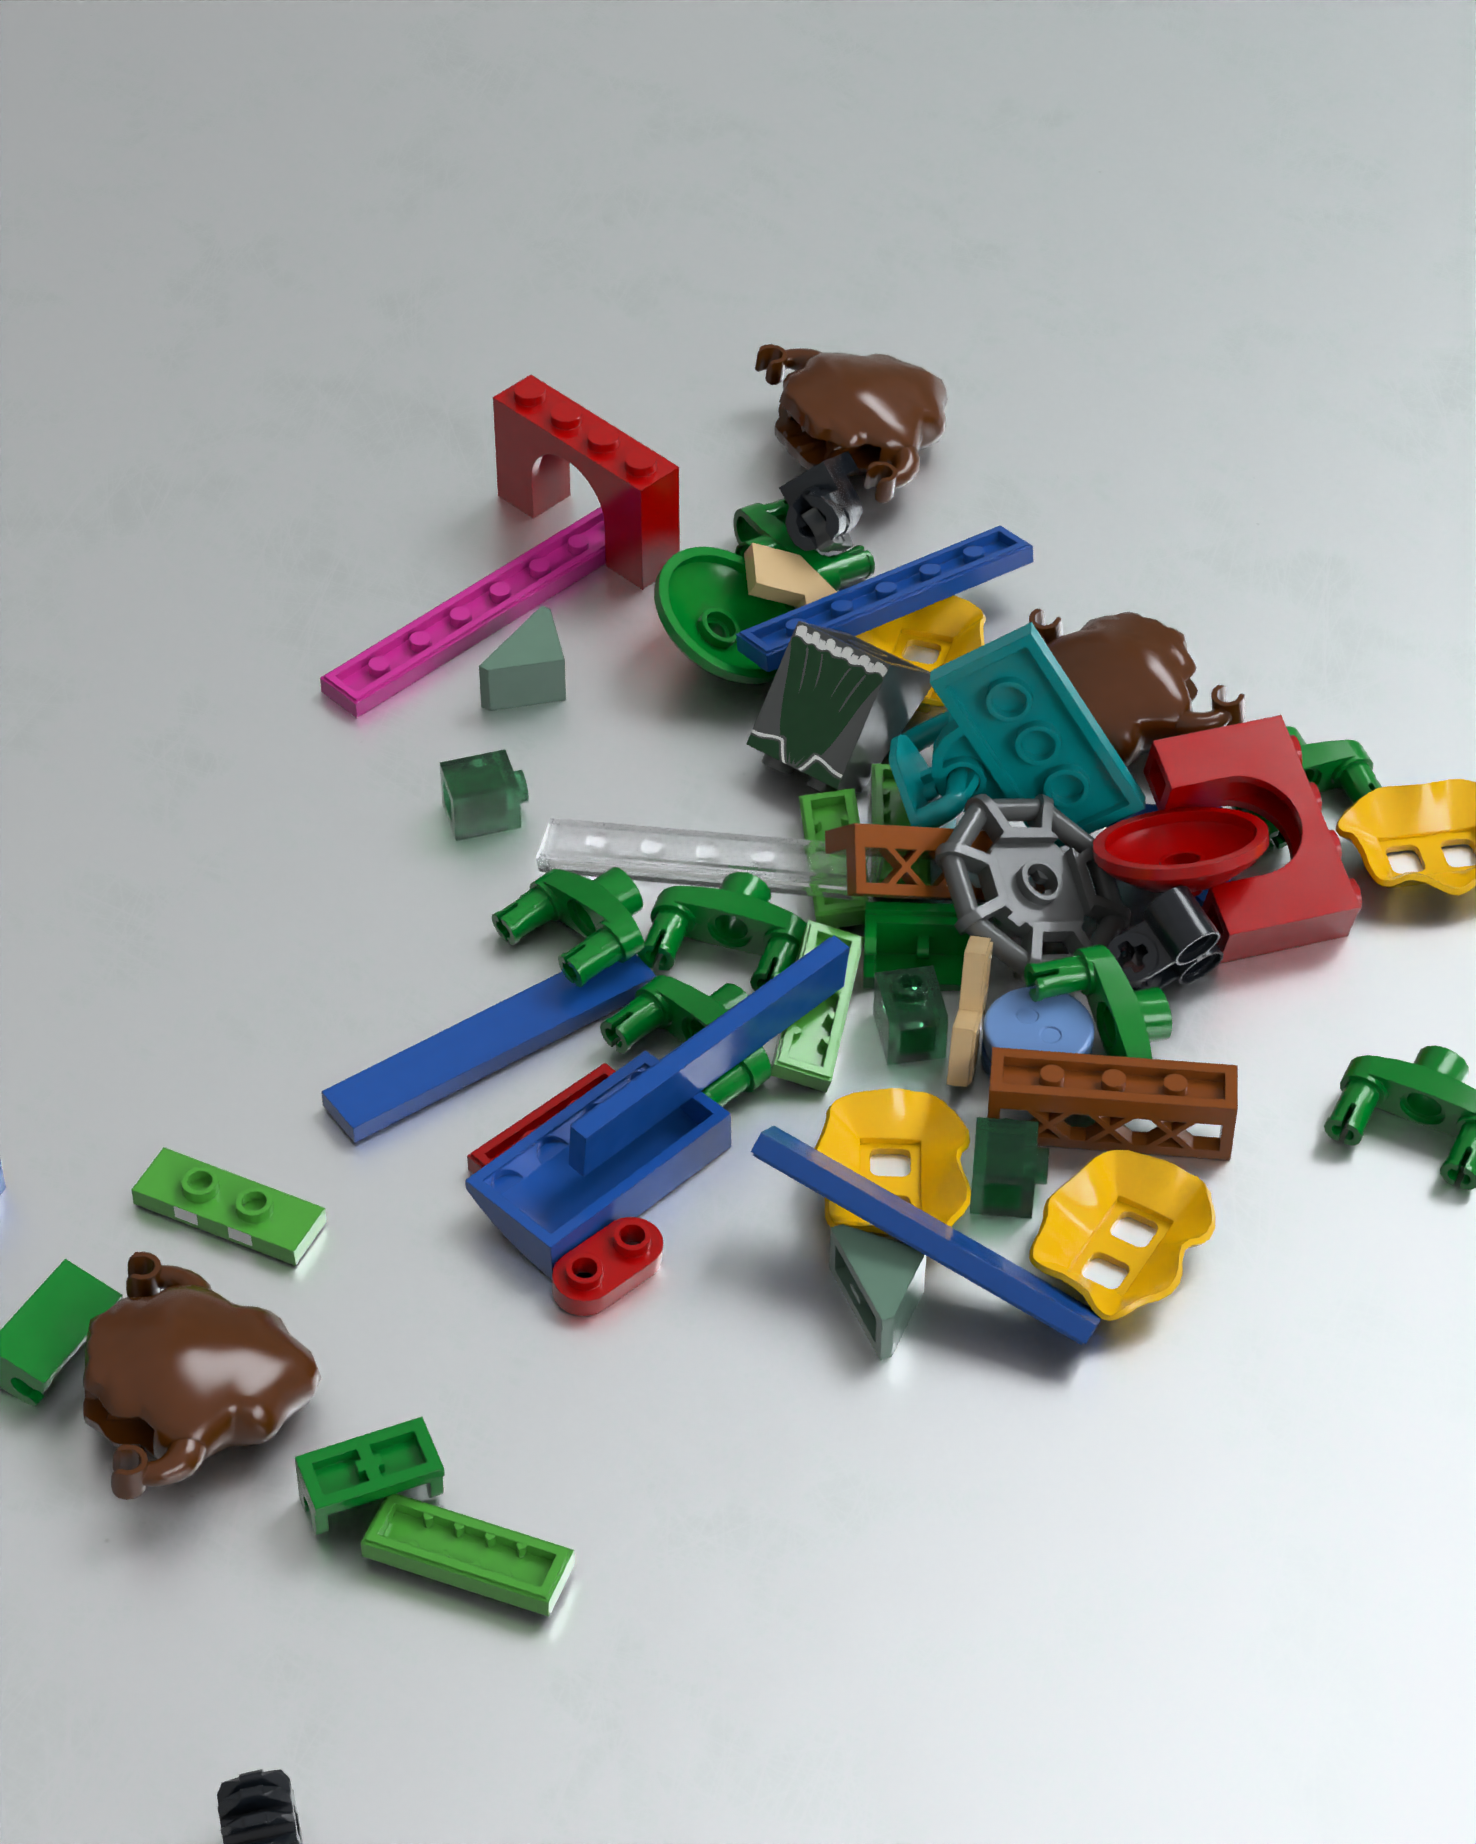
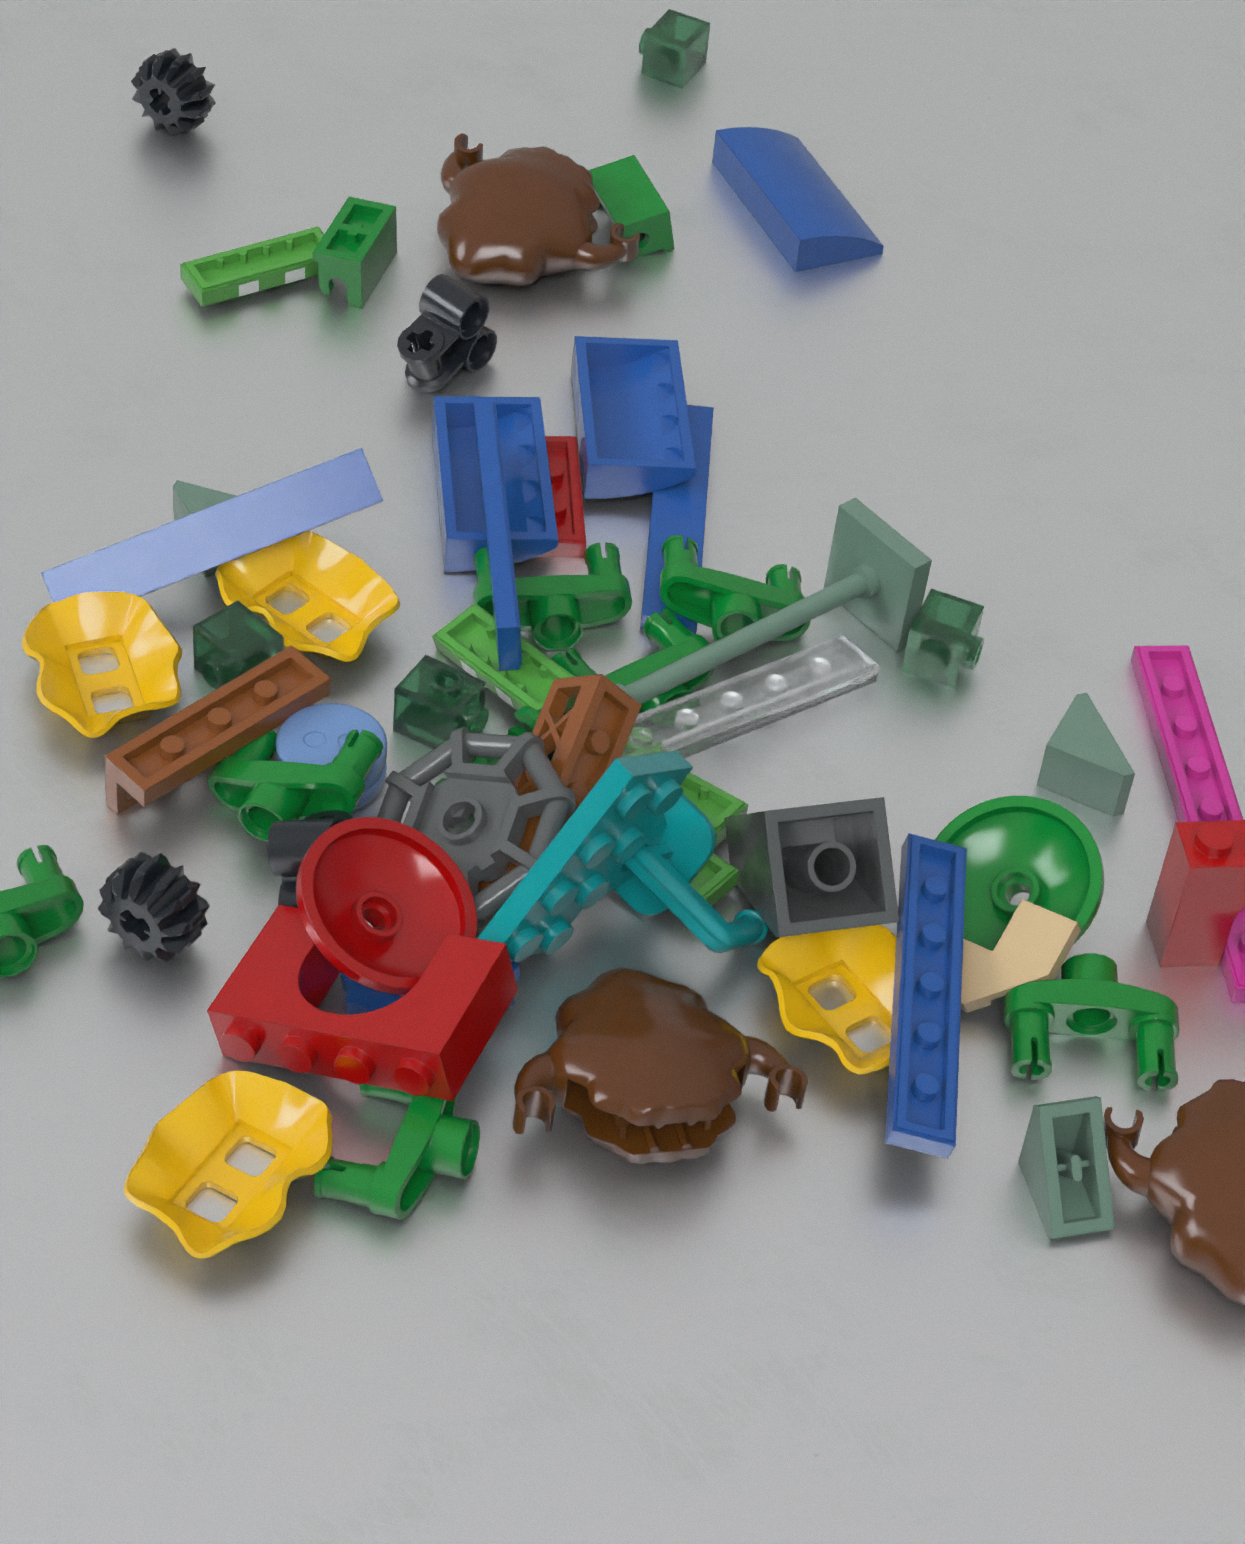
camera: 125 degrees right, 0 degrees up
(229, 1206) = (690, 322): bright green plate -> none
(405, 1126) = (630, 416): none -> blue slope
(448, 1302) = (446, 335): none -> black piece
(476, 836) = (868, 573): none -> sand green tile
(613, 1263) = (405, 445): red plate -> none
(823, 505) = (1104, 1033): black plate -> none
(929, 507) = (1068, 1167): none -> sand green slope
(972, 1007) = (408, 724): tan tile -> none
(1313, 1005) = (153, 907): none -> black gear

